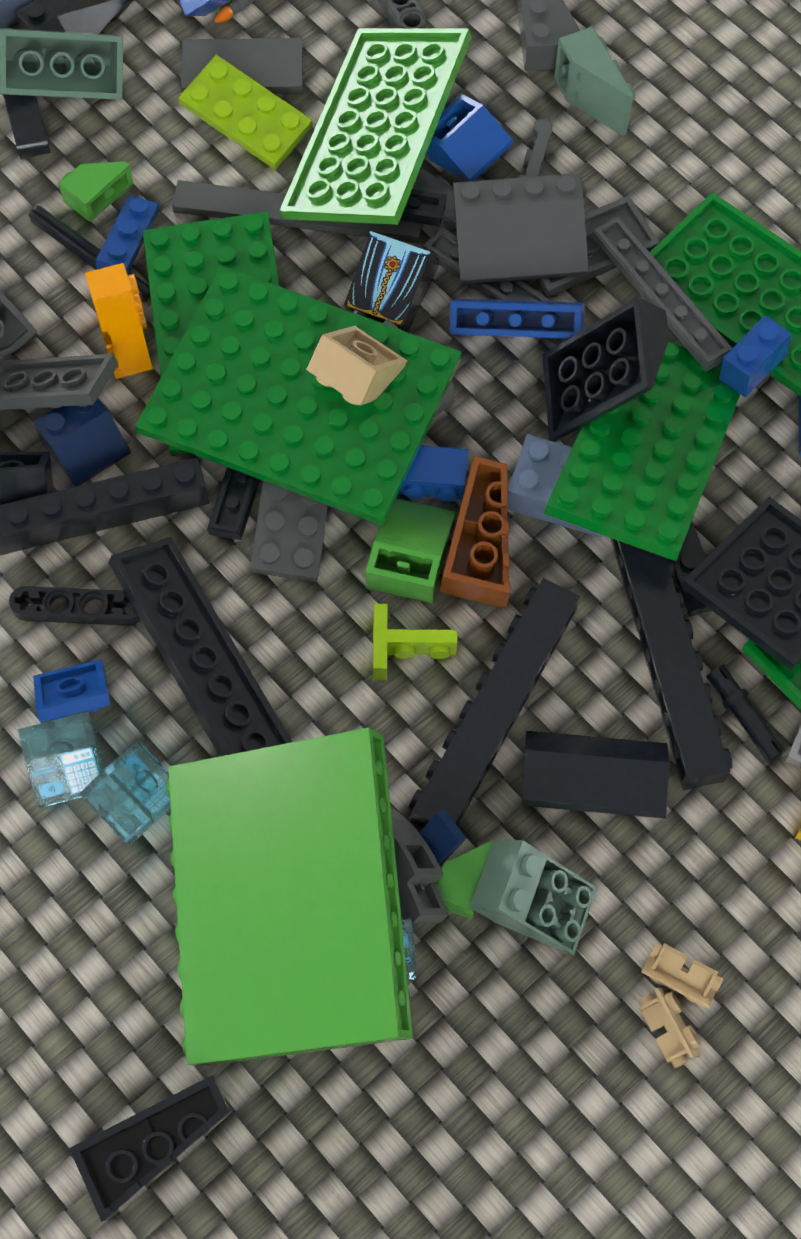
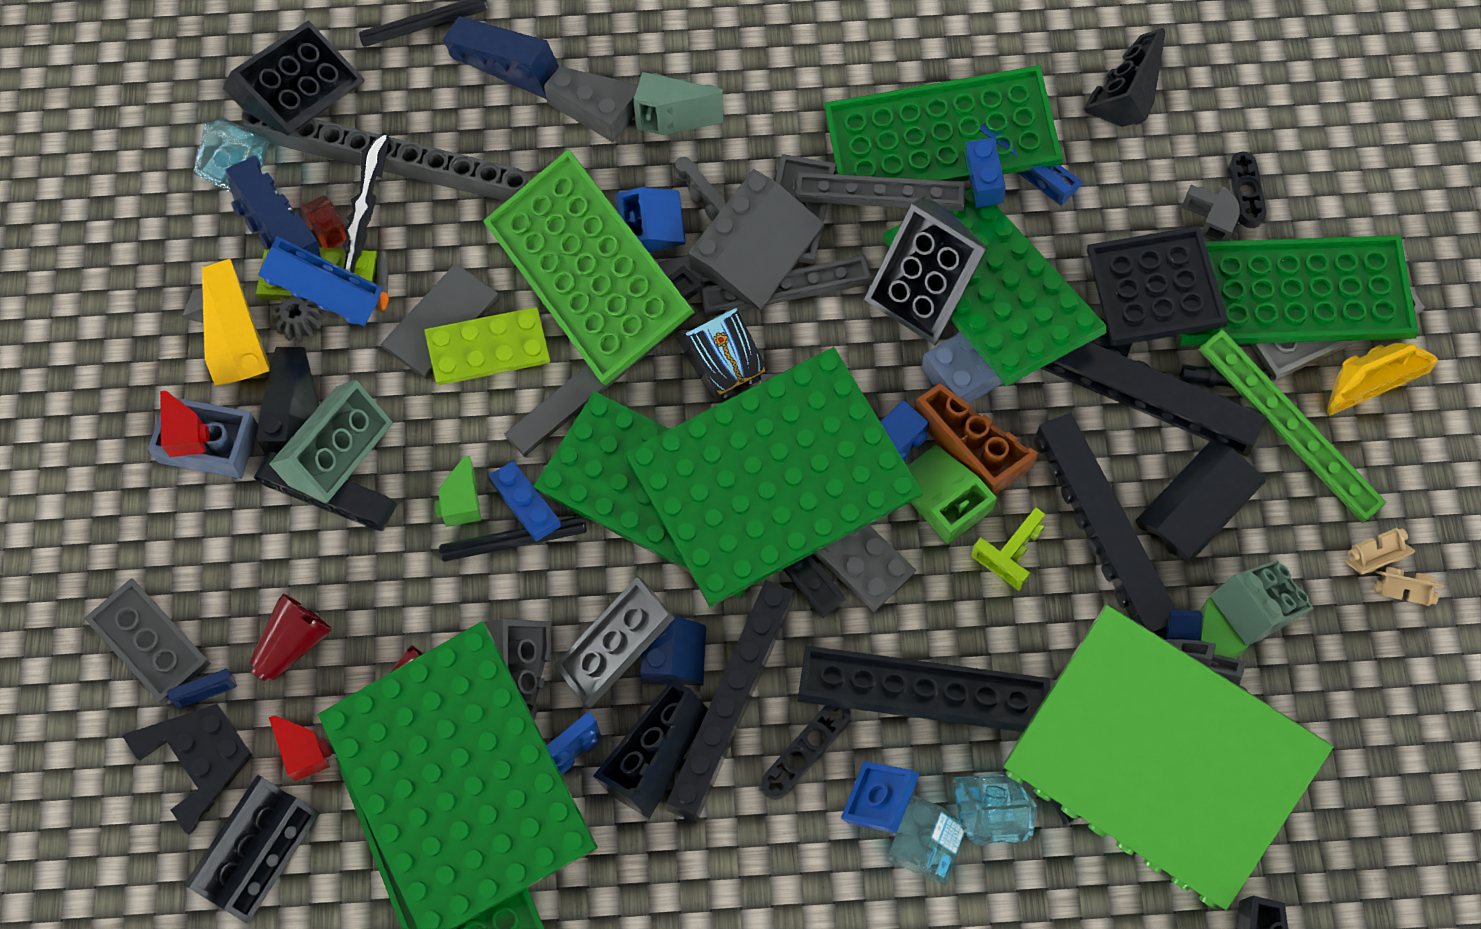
camera: 50 degrees left, 0 degrees up
(120, 318) = (605, 553): light orange wedge -> none
(354, 364) = (796, 419): tan slope -> none
(516, 318) = (826, 293): blue brick -> none
(744, 806) = (1292, 426): none -> bright green tile

